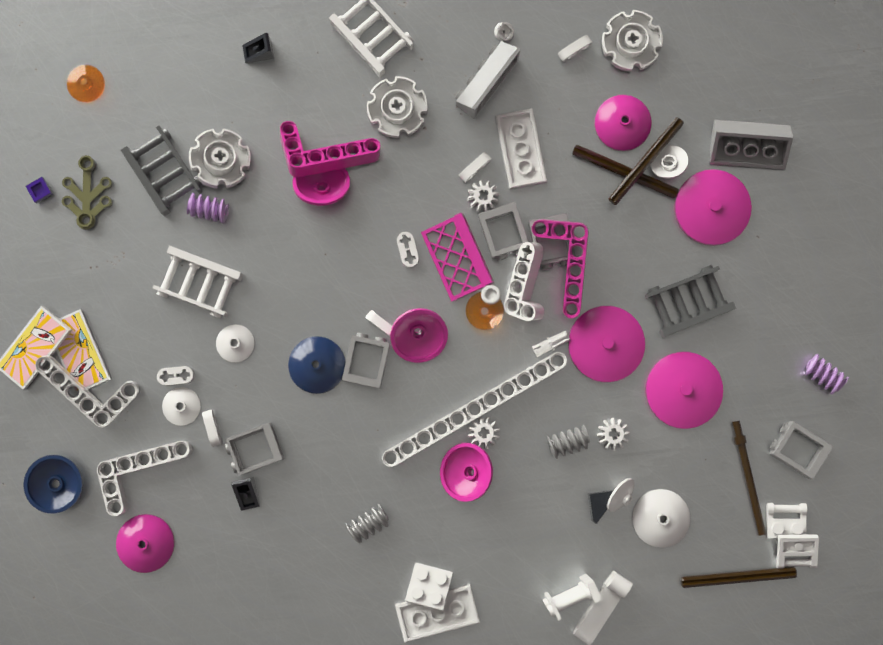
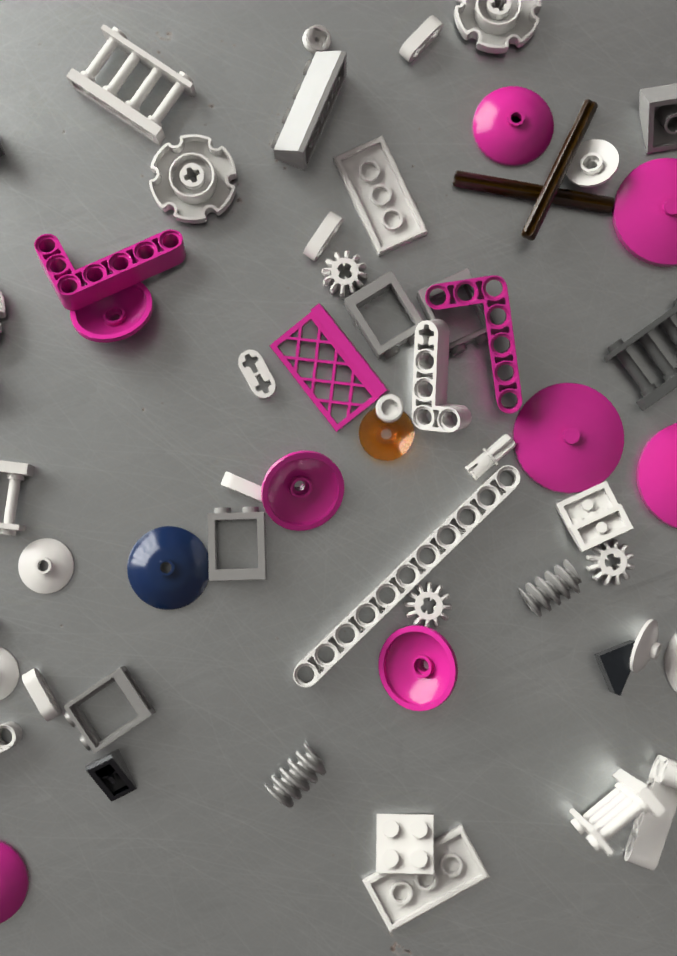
camera: 15 degrees left, 0 degrees up
(609, 400) = (593, 516): none -> white slope

